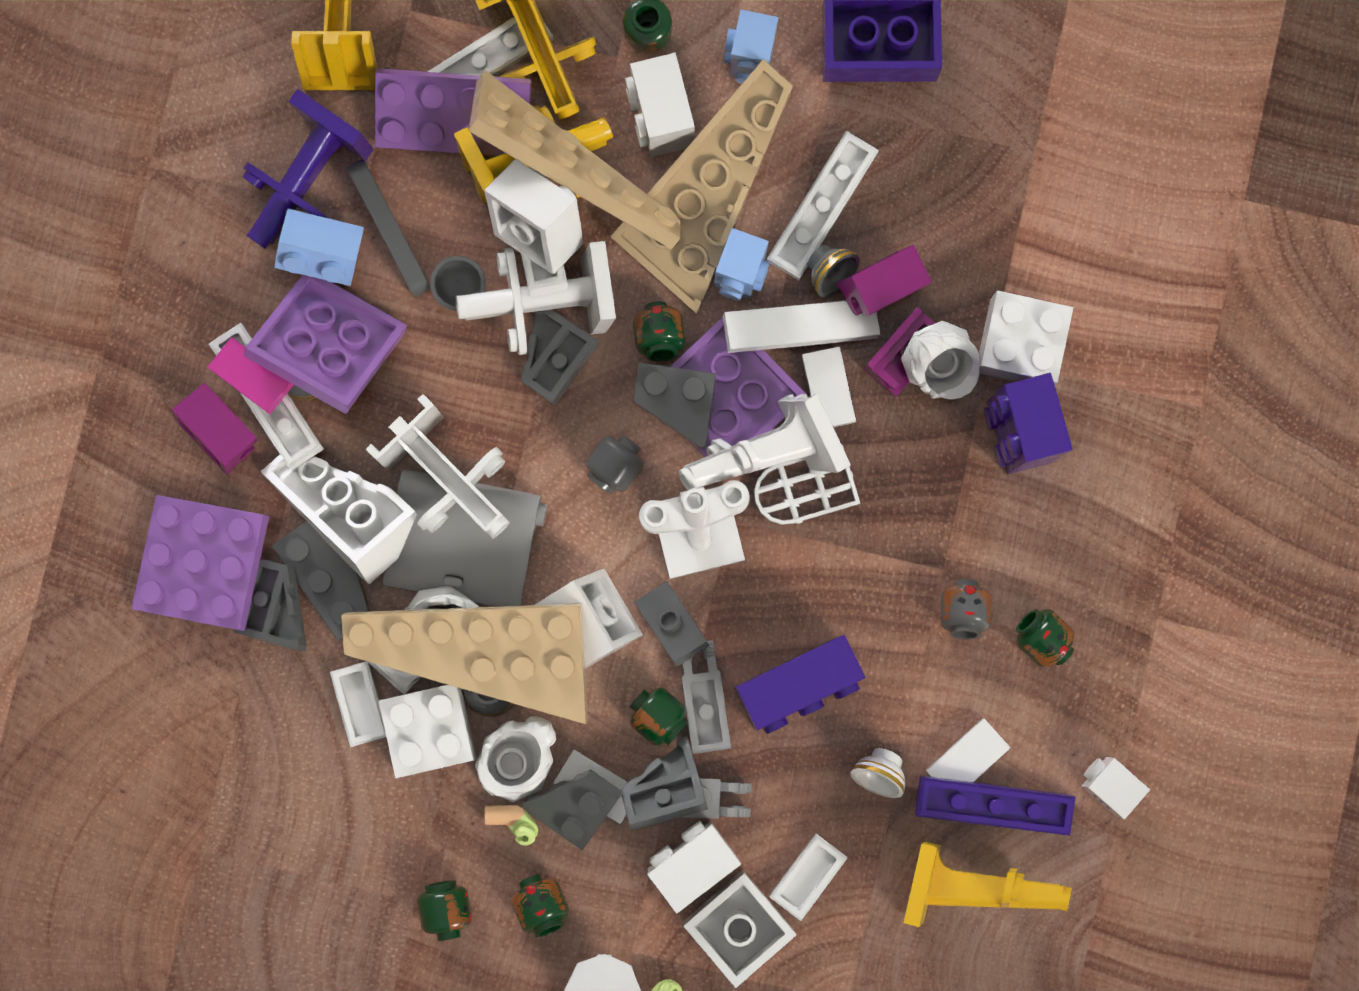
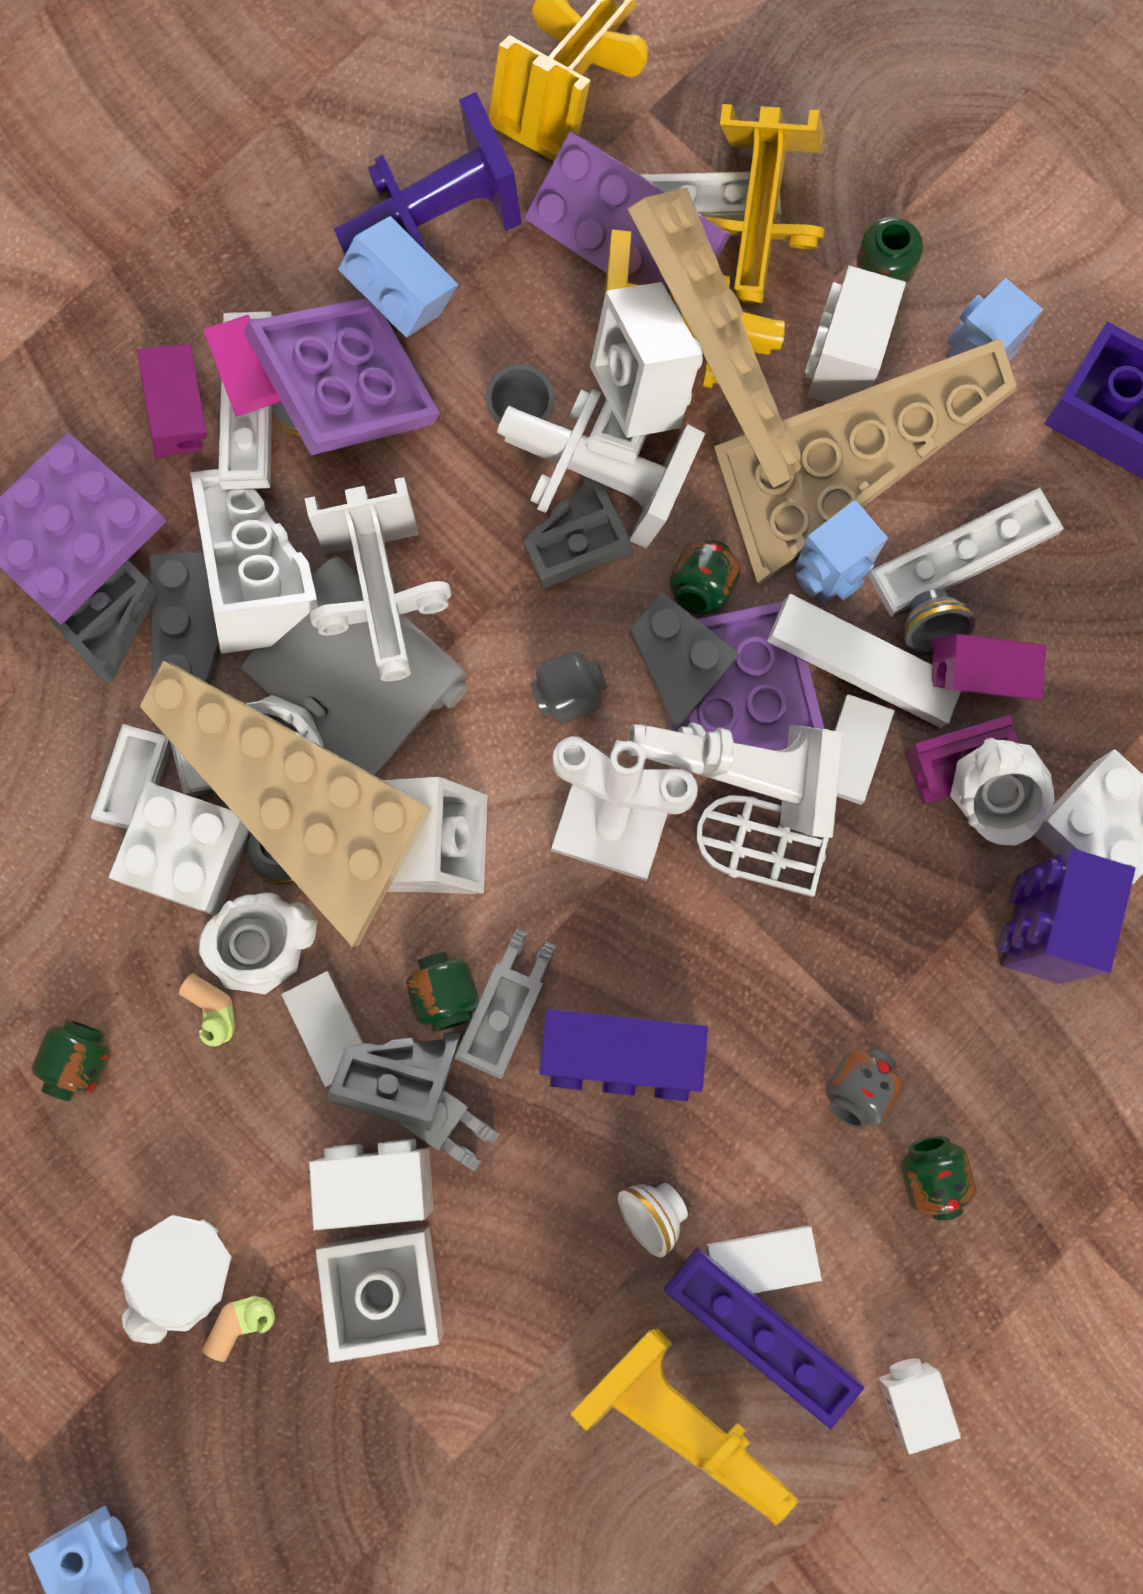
camera: 35 degrees right, 5 degrees down
(388, 228) = (484, 304): dark grey beam -> none
(540, 906) = (177, 1122): dark green head -> none
(575, 806) = (286, 1035): dark grey wing -> none
(671, 623) = (521, 899): dark grey plate -> none
(808, 877) = (498, 1283): white tile -> none

